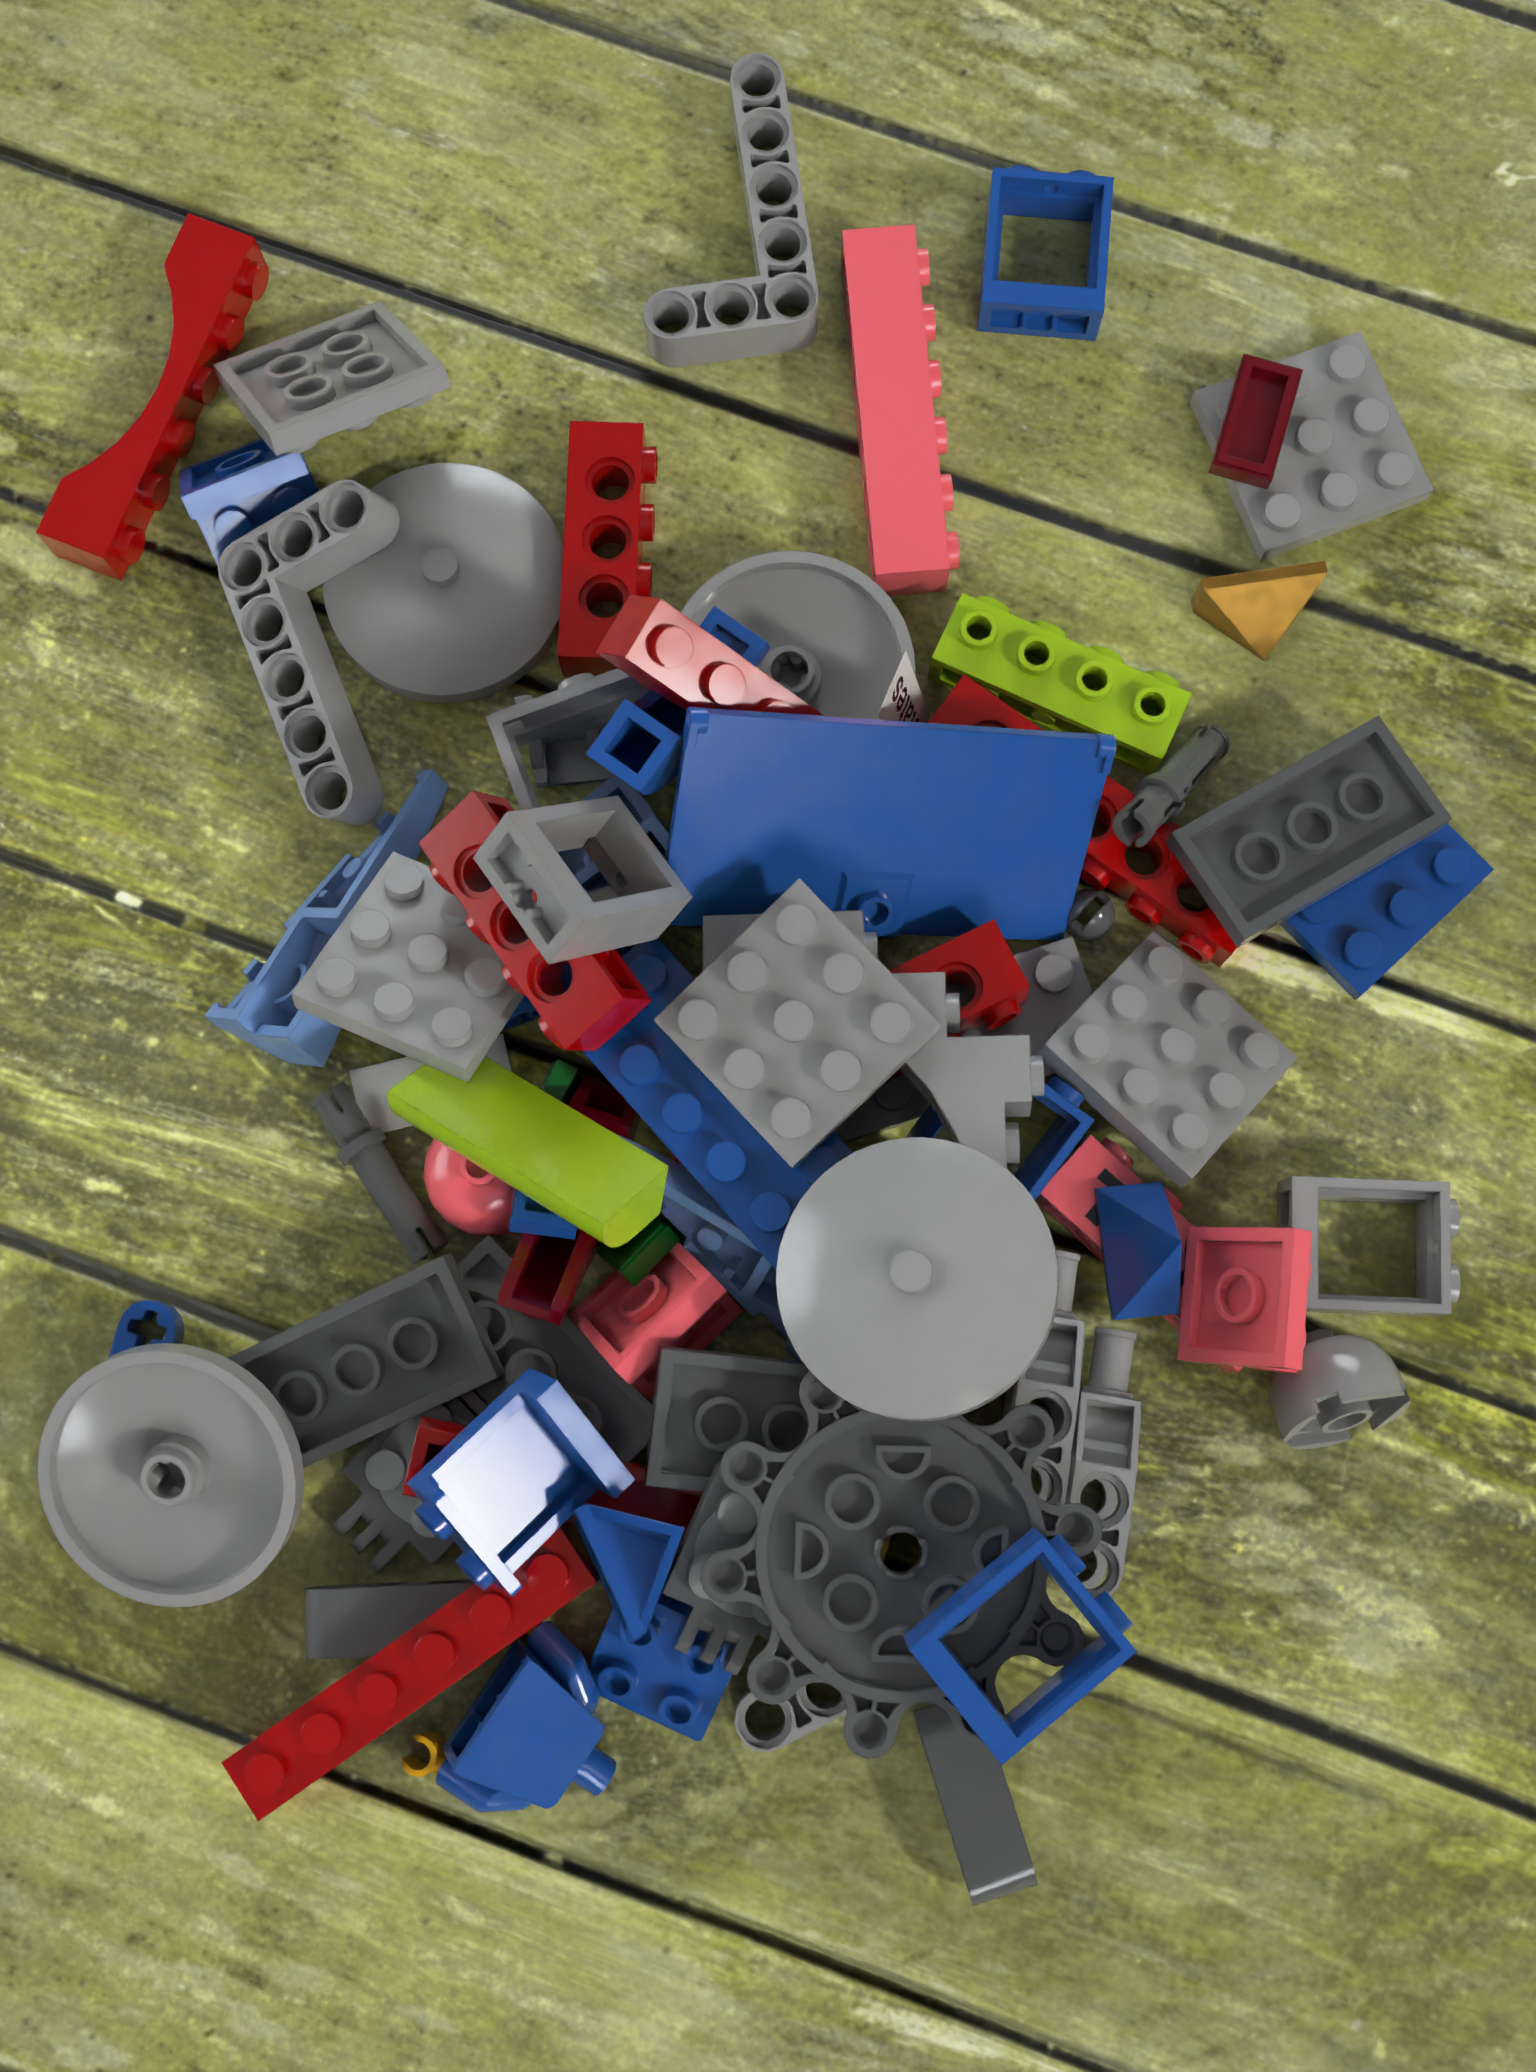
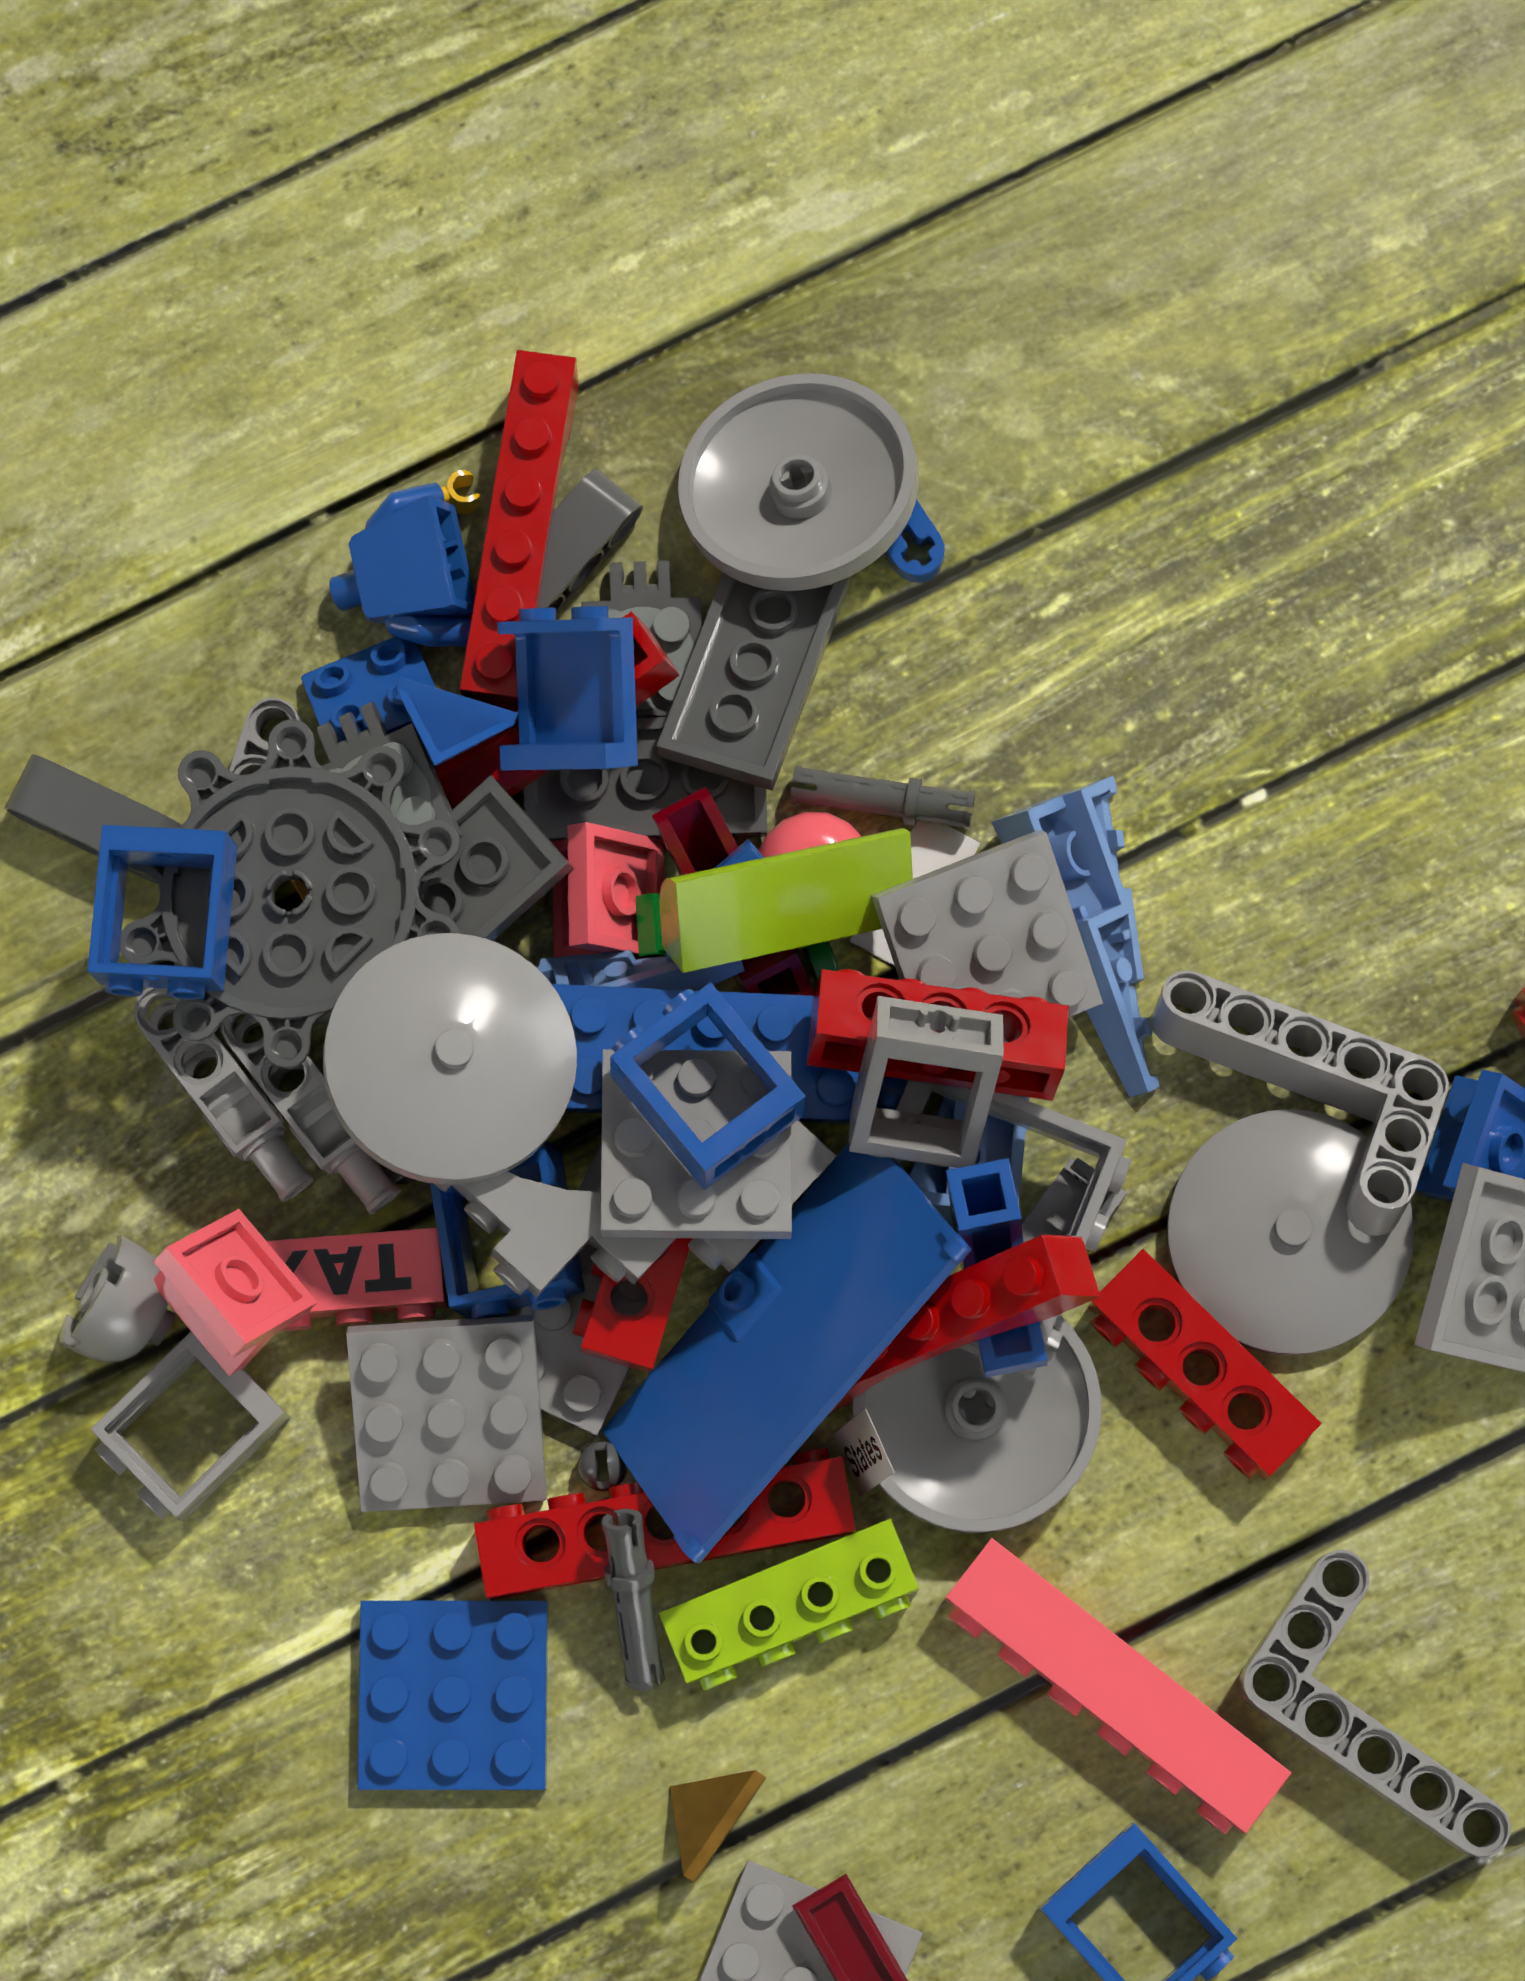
camera: 135 degrees right, 0 degrees up
(757, 973) = (741, 1136): none -> blue window
(1139, 1250) = (336, 1253): blue slope -> none
(1307, 831) = (507, 1661): dark grey plate -> none

